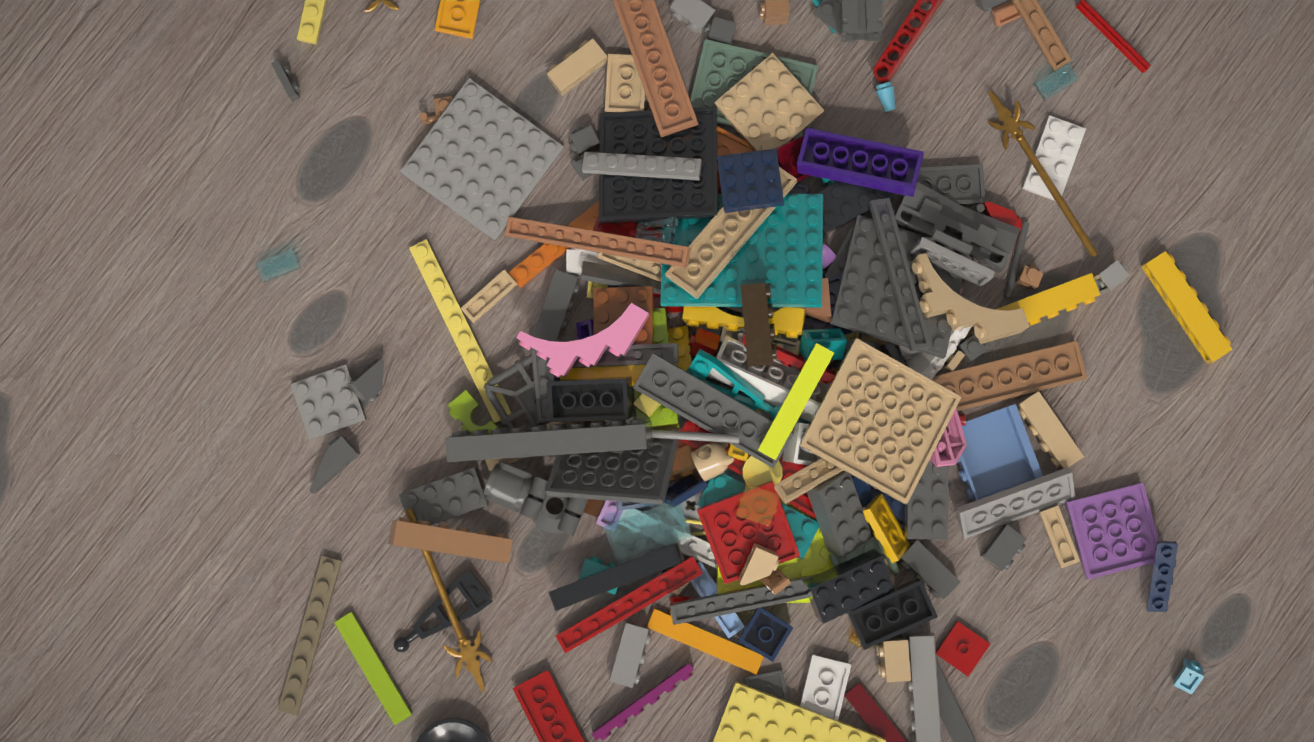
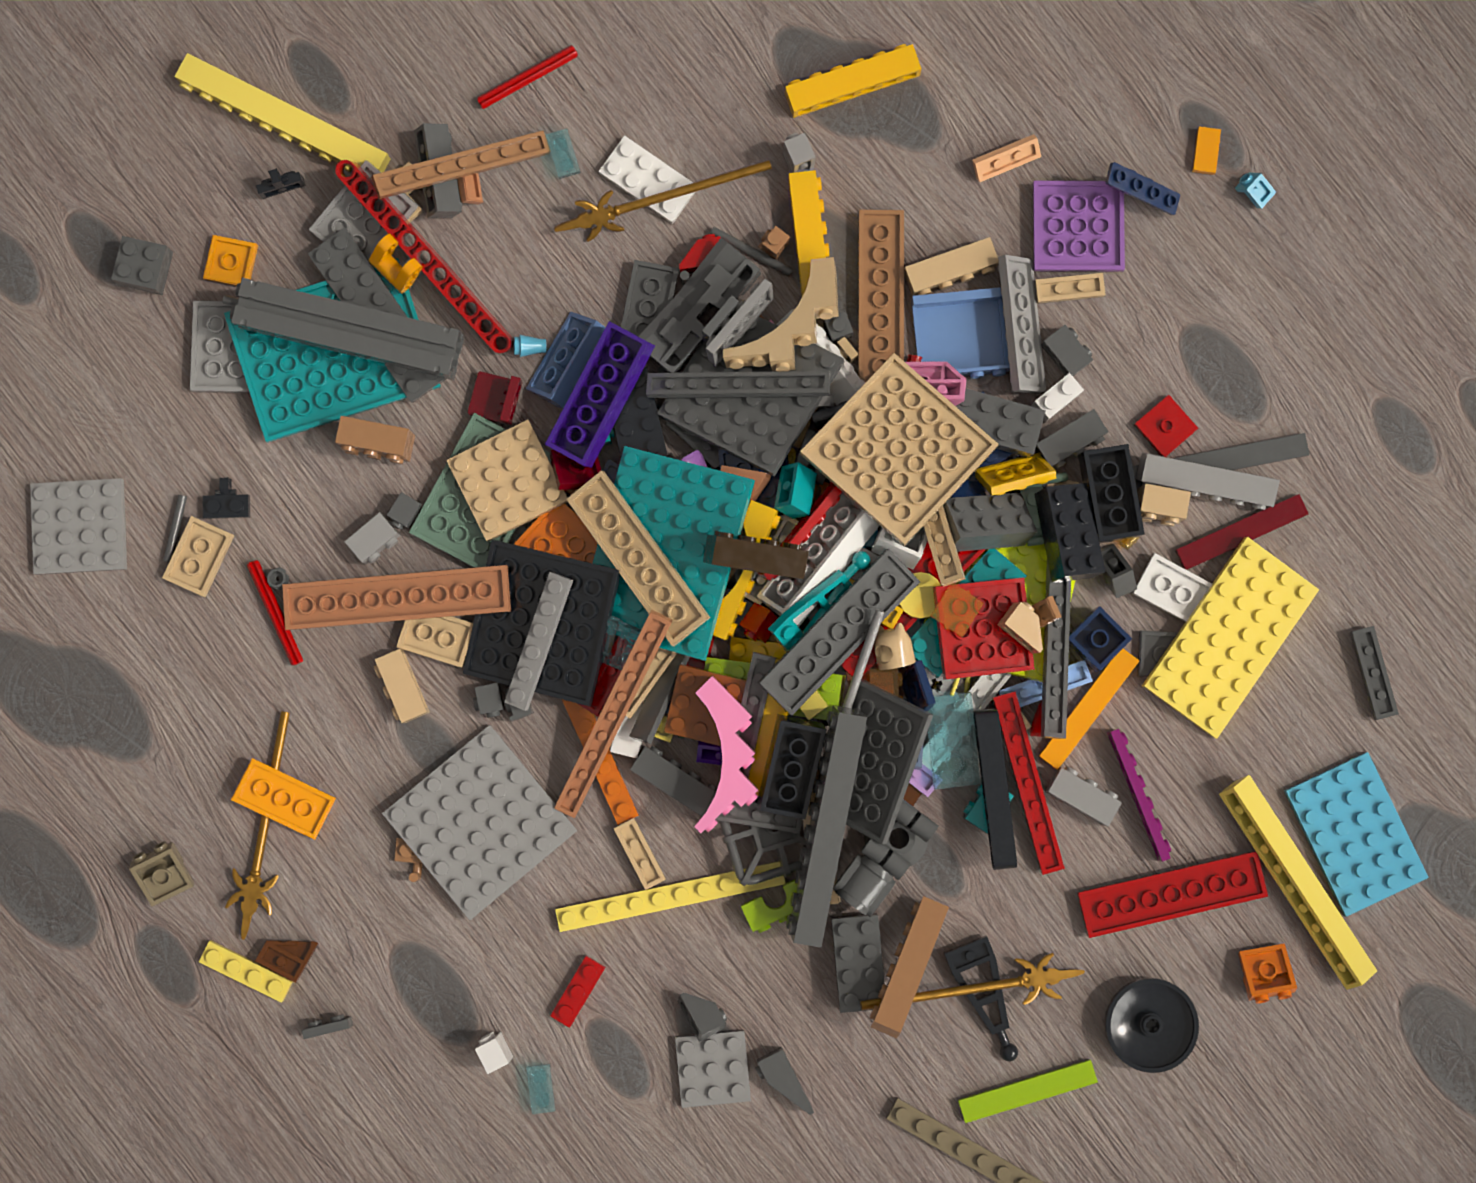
camera: 80 degrees left, 0 degrees up
(297, 218) = (493, 1051): none -> white brick
(334, 33) = (287, 957): none -> reddish brown wing
(364, 275) = (578, 991): none -> red plate
(750, 180) = (589, 523): dark blue plate -> none
(795, 401) = (854, 537): neon yellow tile -> none
(827, 636) = (1118, 573): none -> dark grey slope
(835, 80) = (495, 397): none -> dark red bracket
(883, 128) = (566, 359): none -> medium blue slope
(962, 549) = (1058, 396): none -> white brick
(1156, 455) = (1006, 158): none -> light nougat plate
(1211, 625) = (1206, 150): none -> light orange tile

